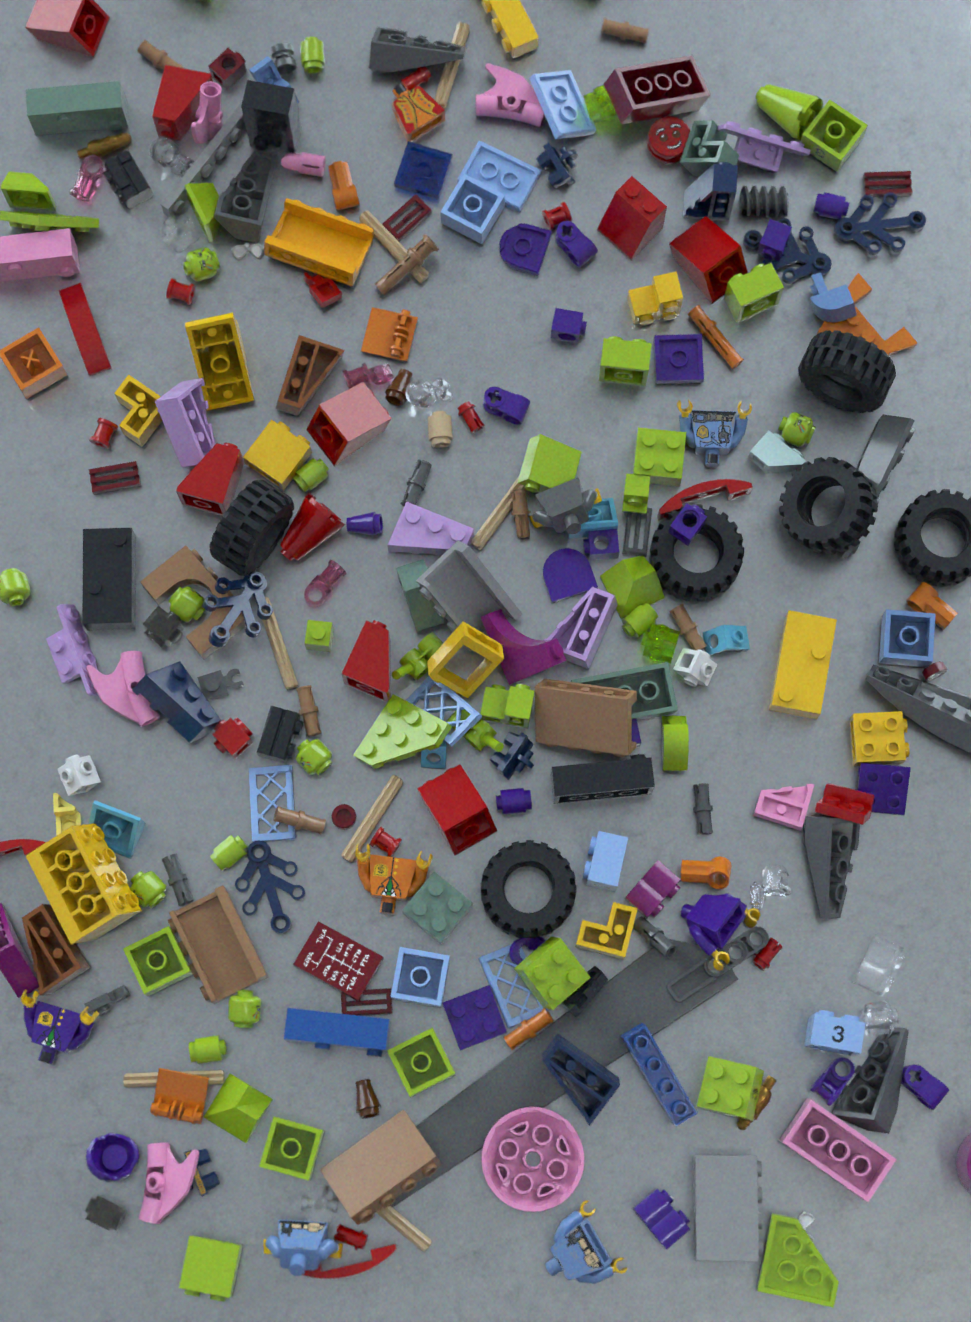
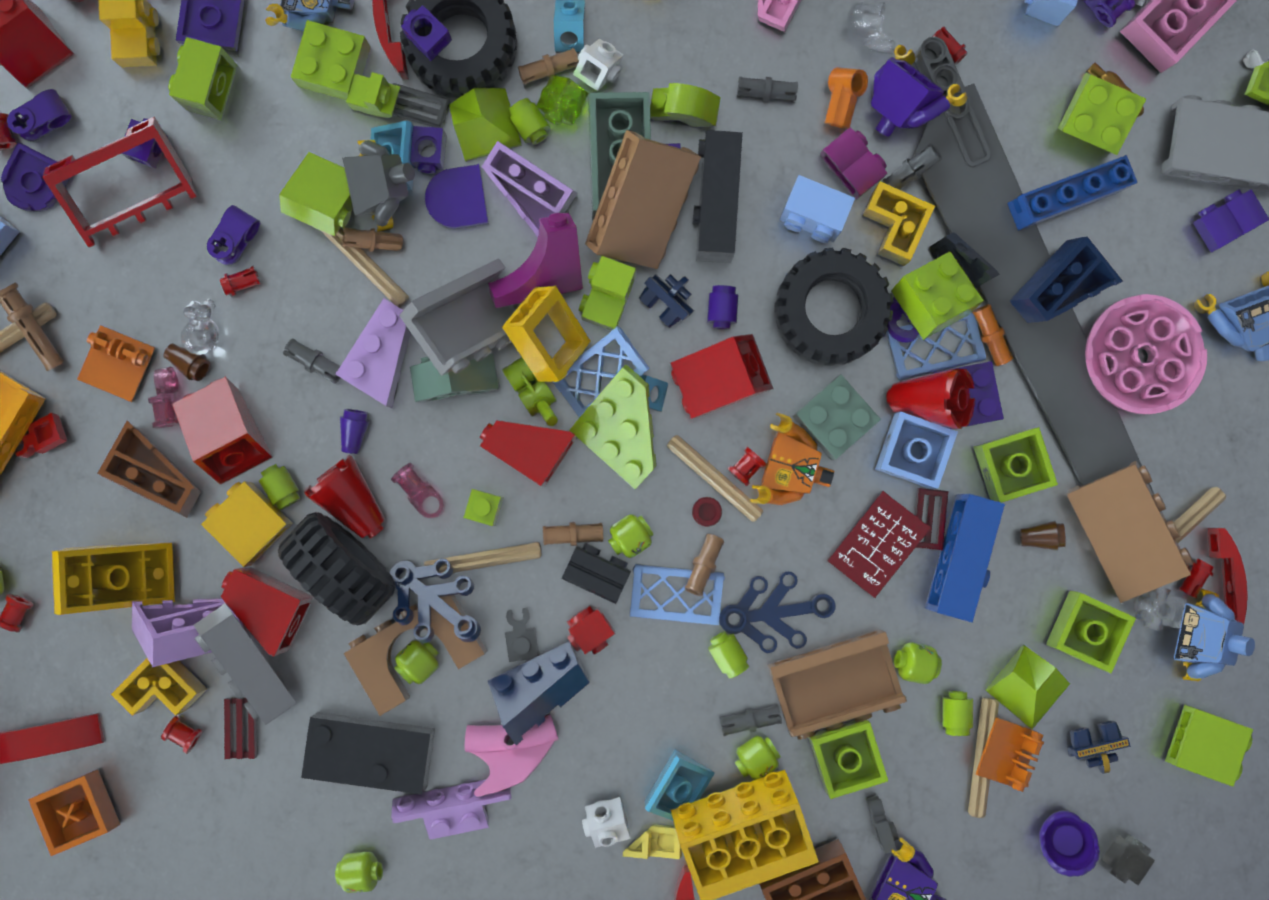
camera: 80 degrees left, 10 degrees up
(163, 627) = (441, 694): clear smoke brick -> none
(165, 1182) = (1106, 784): bright pink pin -> none
(166, 470) = (244, 664): none -> light grey brick
(440, 429) = (249, 320): tan brick -> none
(465, 986) = (936, 398): none -> red cone
(480, 734) = (639, 333): lime beam -> none
(568, 319) = (135, 136): none -> red hinge

